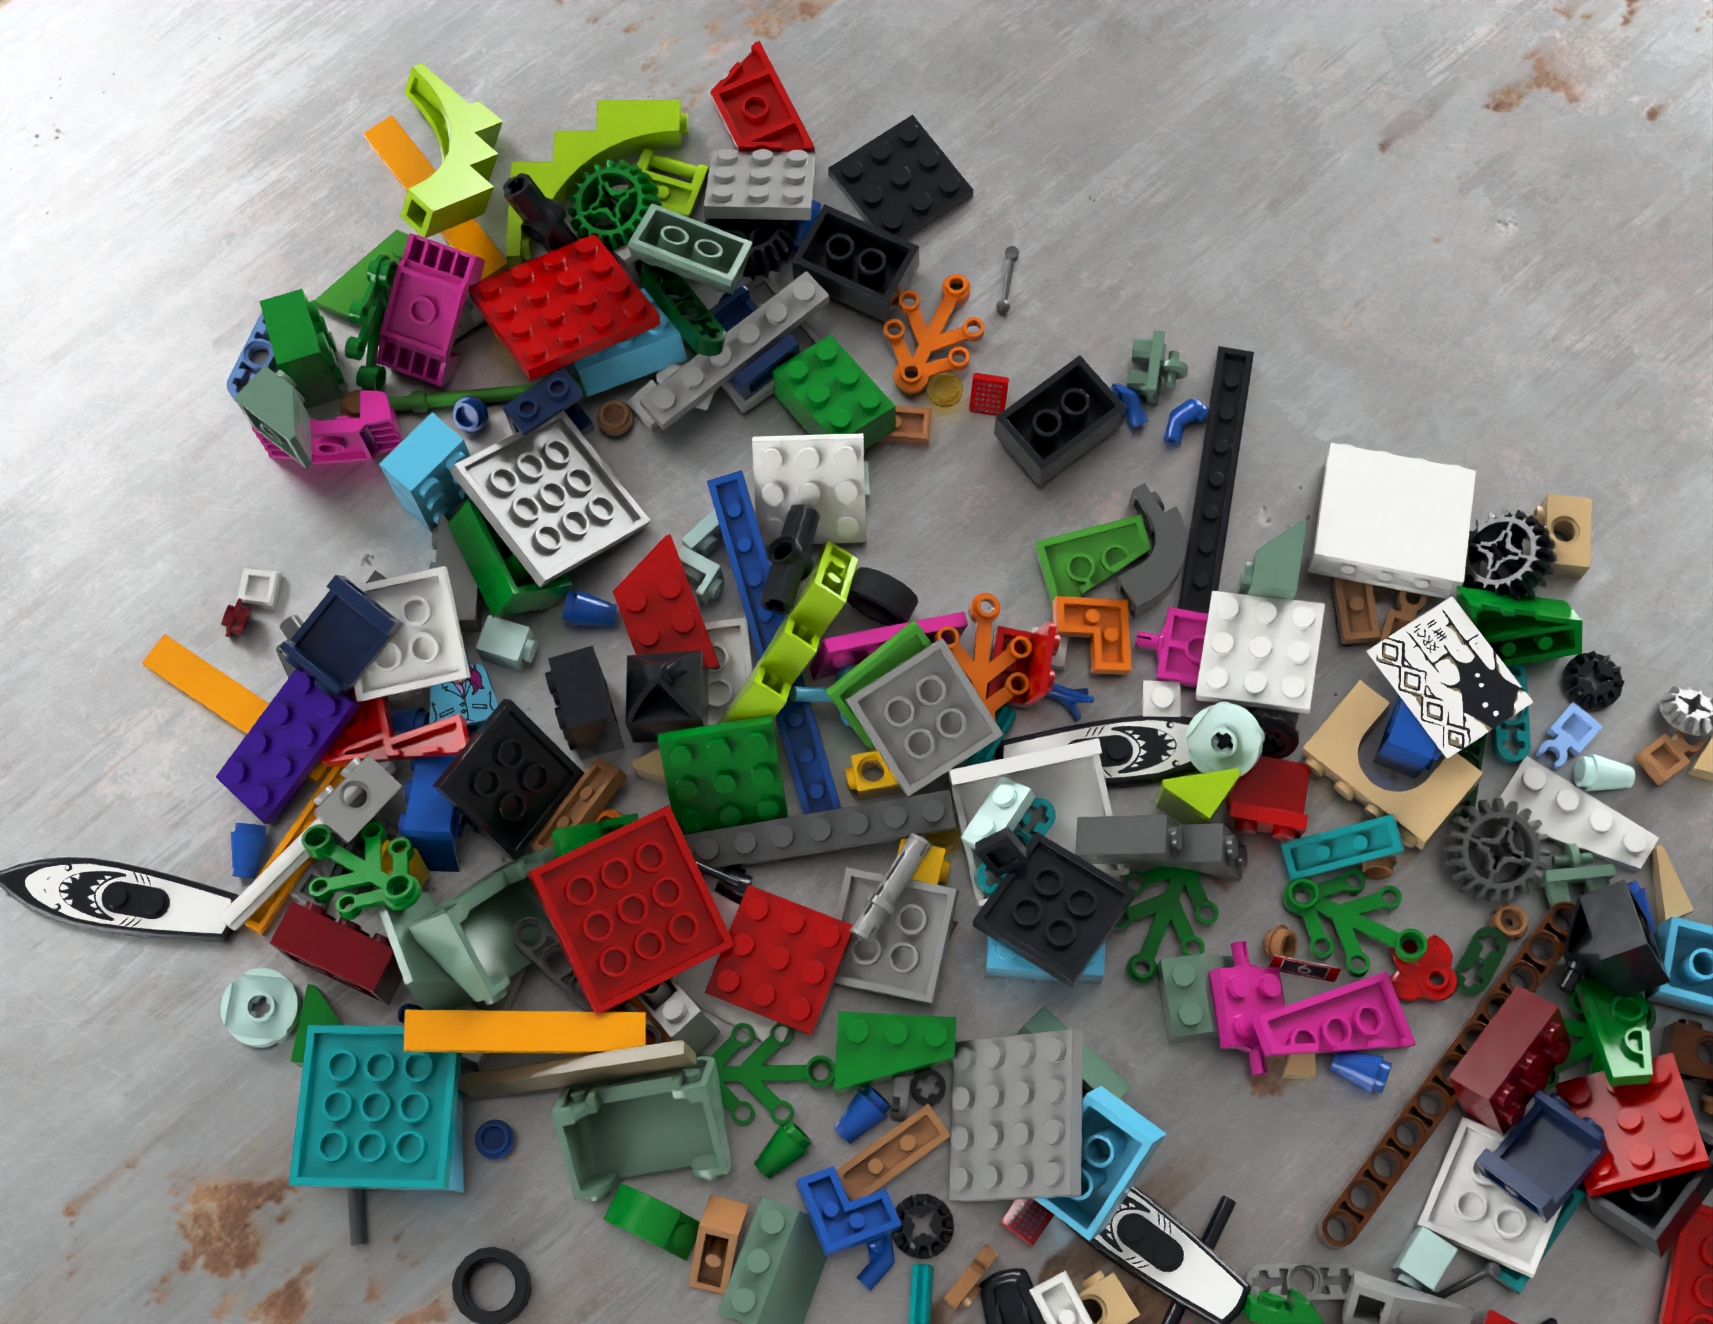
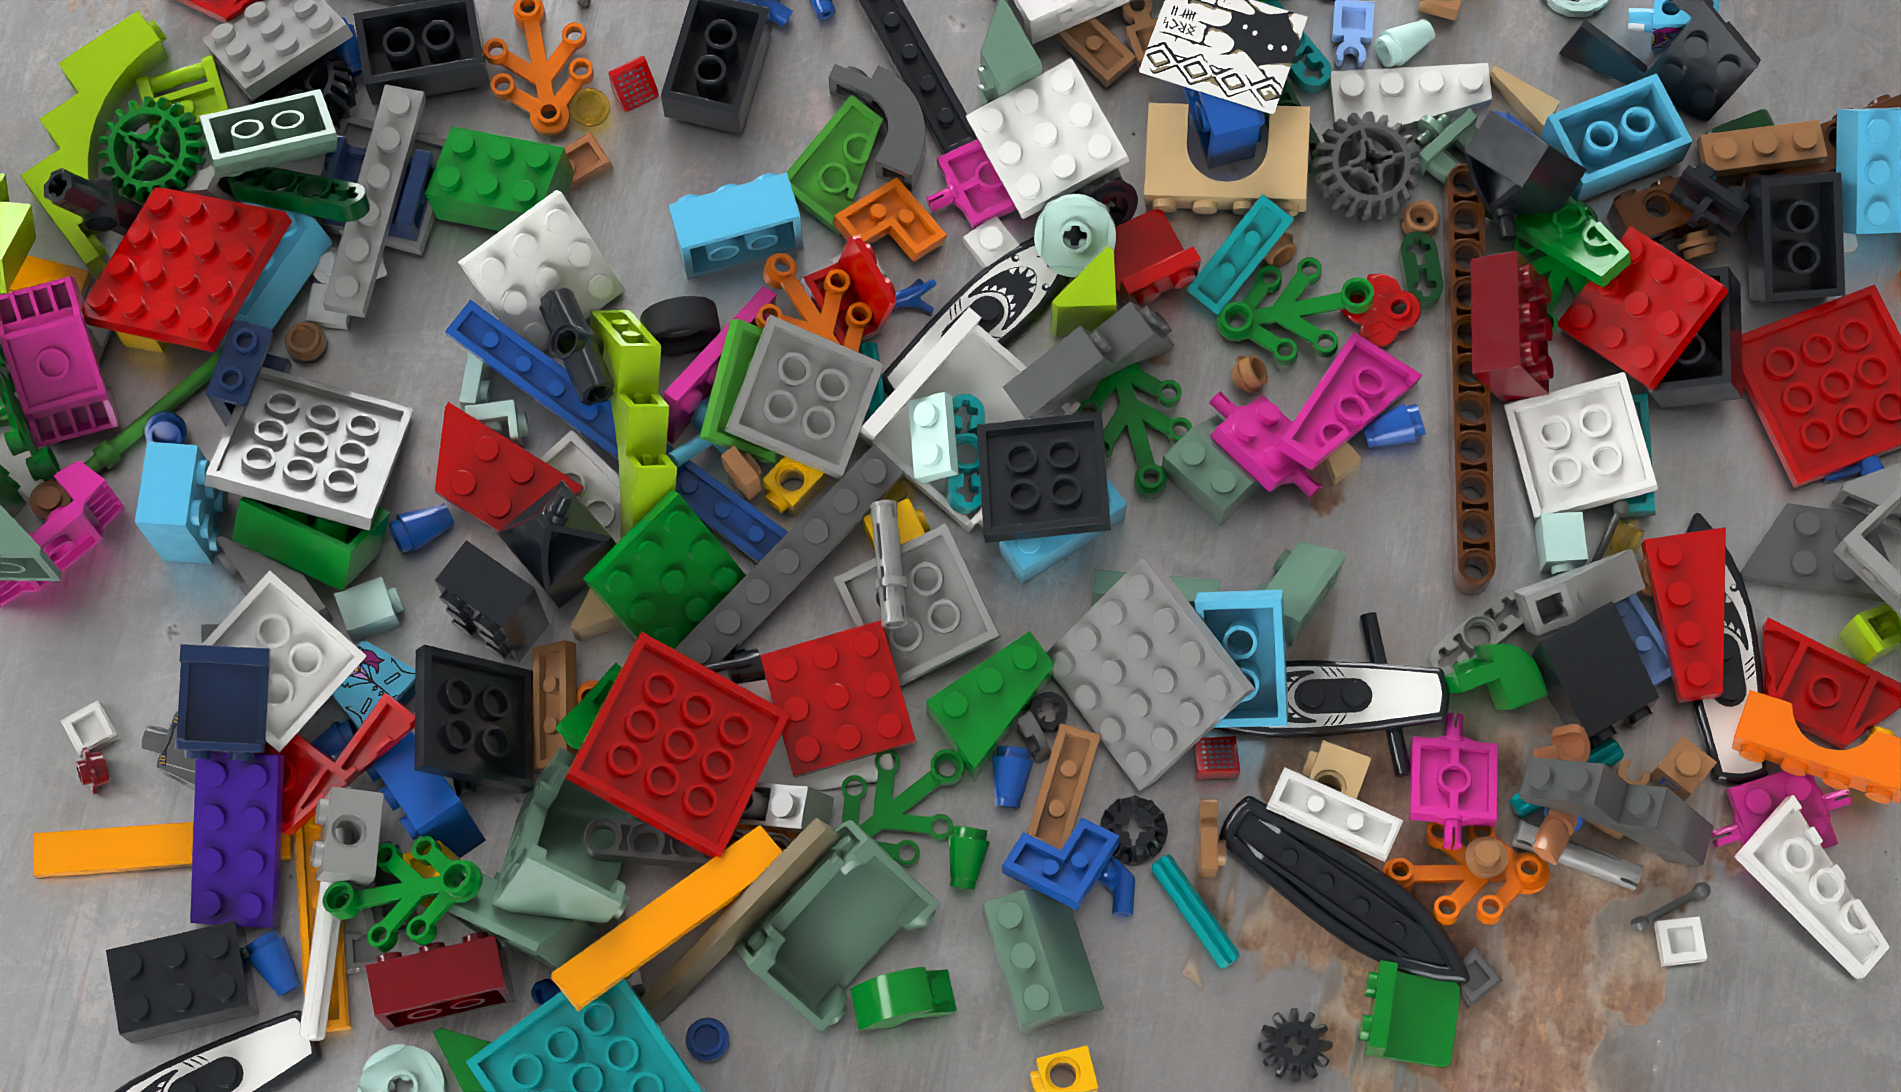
camera: 40 degrees left, 0 degrees up
(175, 815) = (182, 982): none -> black brick
(718, 1244) = (975, 975): medium nougat slope -> none
(840, 739) = (743, 473): none -> medium nougat plate
(978, 551) = (736, 224): none -> medium azure brick
(1002, 852) = (963, 460): black plate -> none
(1190, 1137) = (1306, 580): none -> sand green slope
(1305, 968) = (1286, 378): sticker -> none
(1481, 1295) = (1627, 536): none -> clear yellow plate
(1545, 1156) = (1594, 382): dark blue panel -> none

